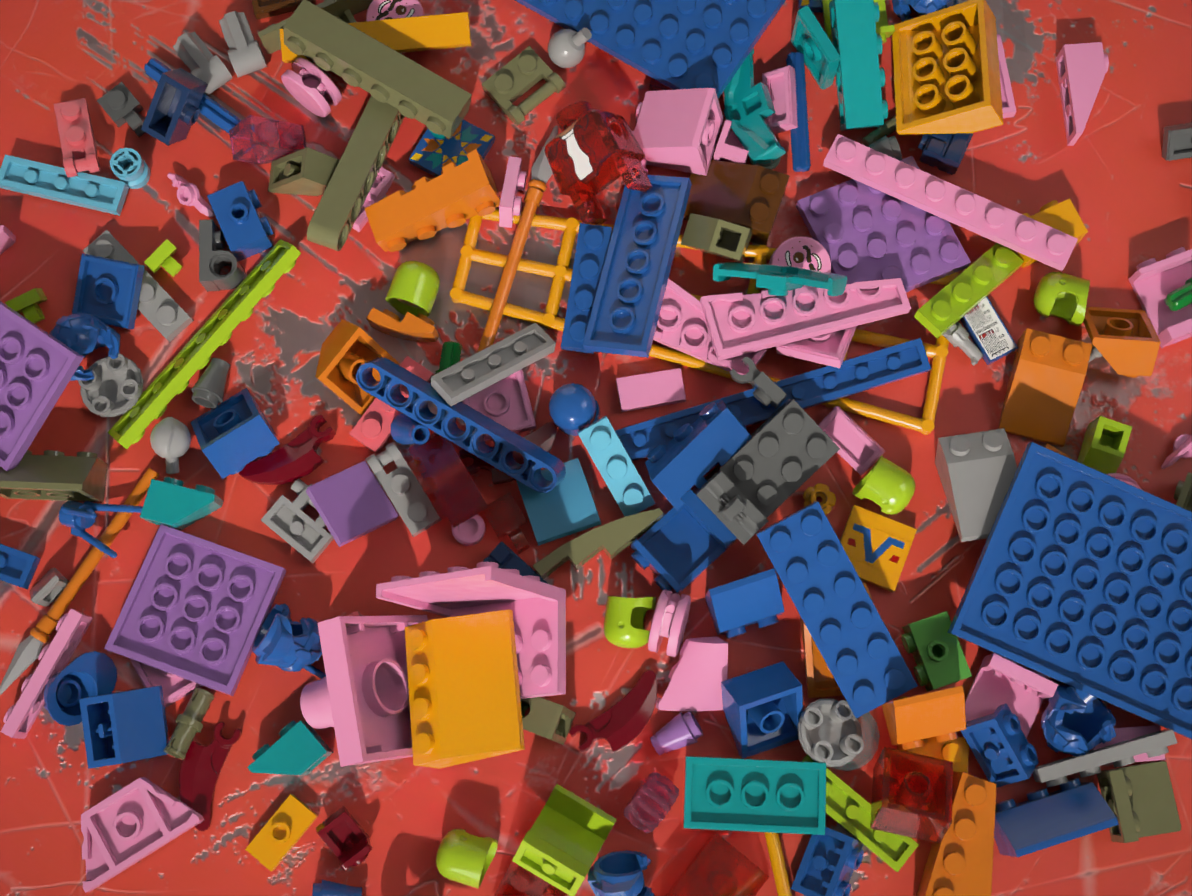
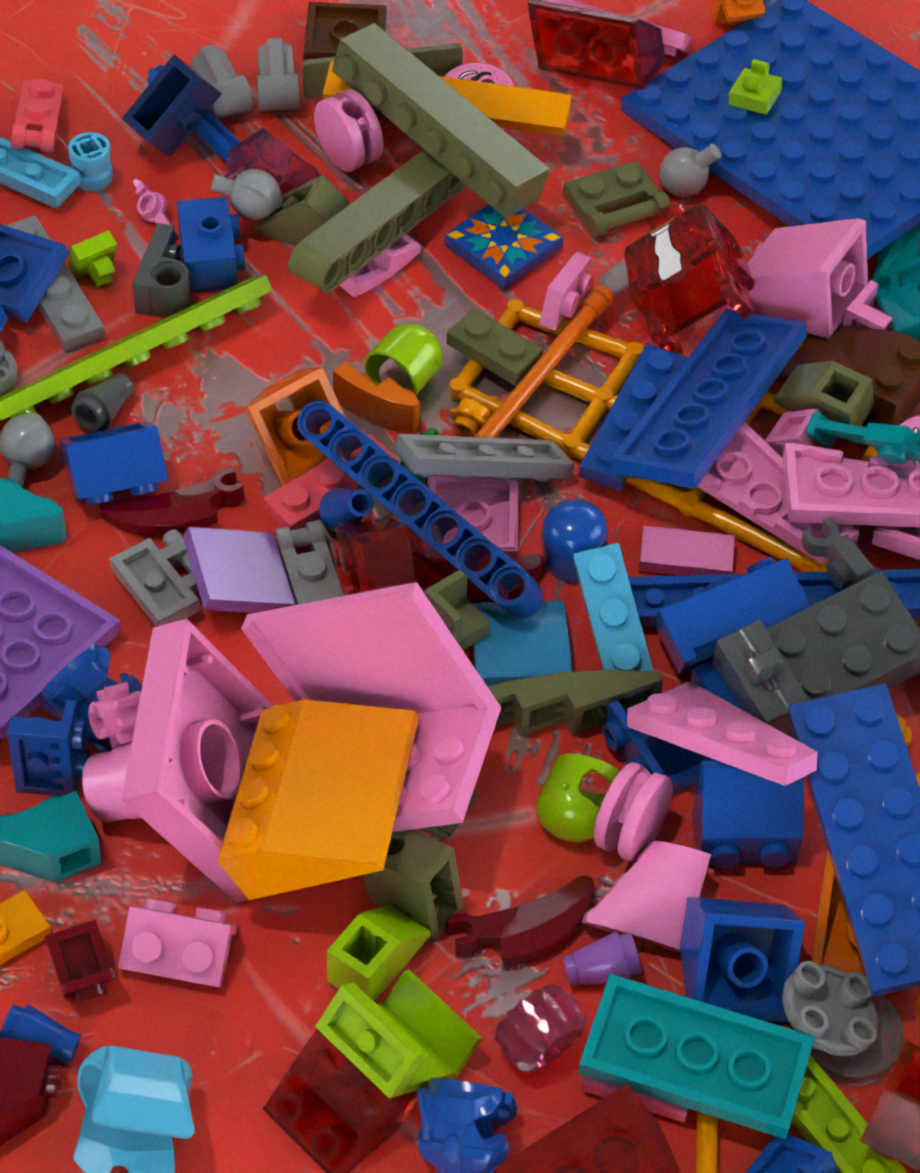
camera: 10 degrees right, 25 degrees down
(123, 108) = (105, 105): dark grey plate -> none
(259, 170) = (251, 194): none -> light grey piece
(266, 699) = (48, 753): none -> blue bracket
(309, 667) = (114, 714): none -> bright pink gear
(401, 801) = (176, 943): none -> bright pink bracket
(434, 204) = (482, 271): orange wedge -> none
(465, 857) = (239, 1023): lime helmet -> none
(472, 255) = (494, 346): none -> olive plate
(472, 321) = (469, 417): none -> light orange plate
(511, 505) = (458, 614): none -> olive panel
(531, 772) = (374, 949): none -> lime slope
(700, 273) = (791, 429): none -> bright pink plate
(712, 556) = (723, 732): none -> bright pink wing

